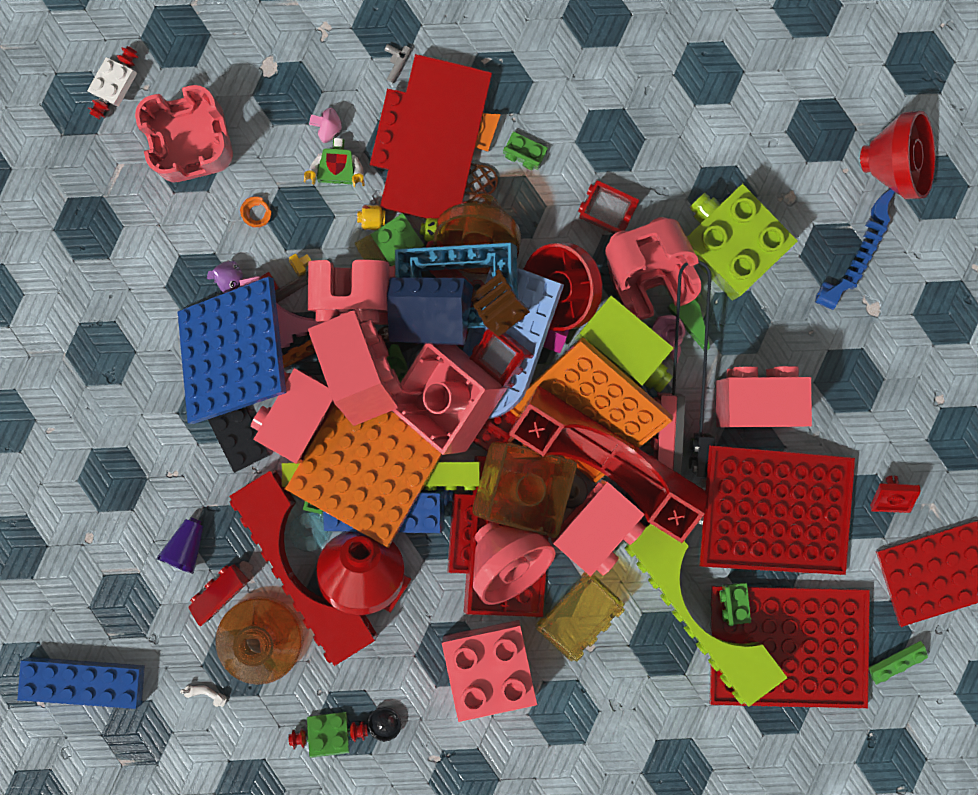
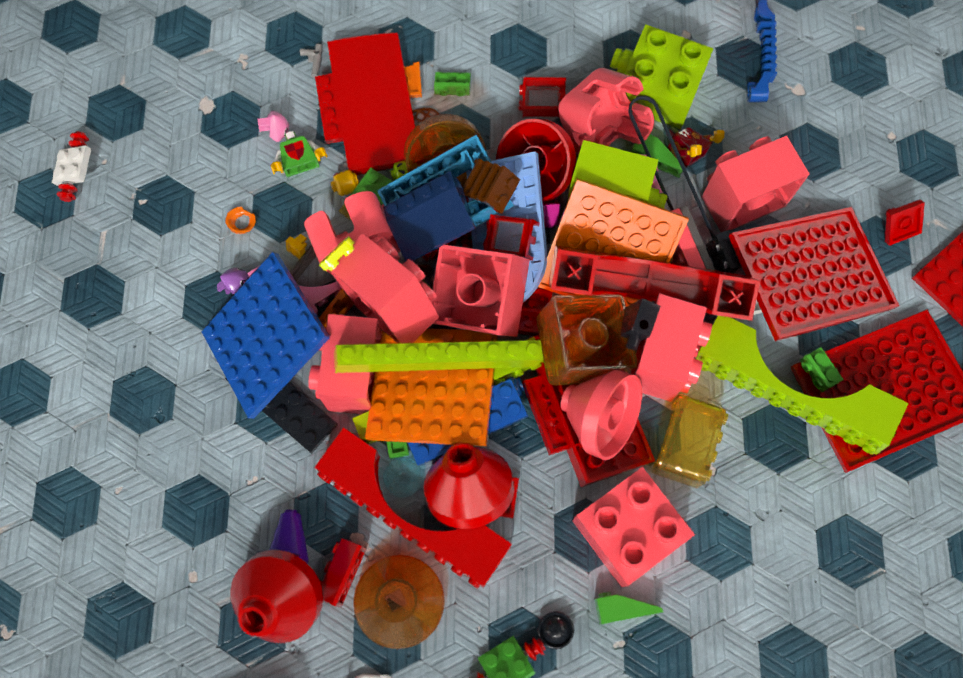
camera: 25 degrees left, 15 degrees down
(152, 594) = (276, 596): none -> red cone
(185, 134) = (154, 179): coral piece -> none
(314, 326) = (331, 259): none -> neon yellow plate
(377, 452) = (437, 356): none -> lime brick
(448, 731) = (617, 608): none -> bright green slope
(574, 500) = (638, 322): none -> black torso
(730, 326) = (693, 145): none -> dark red torso

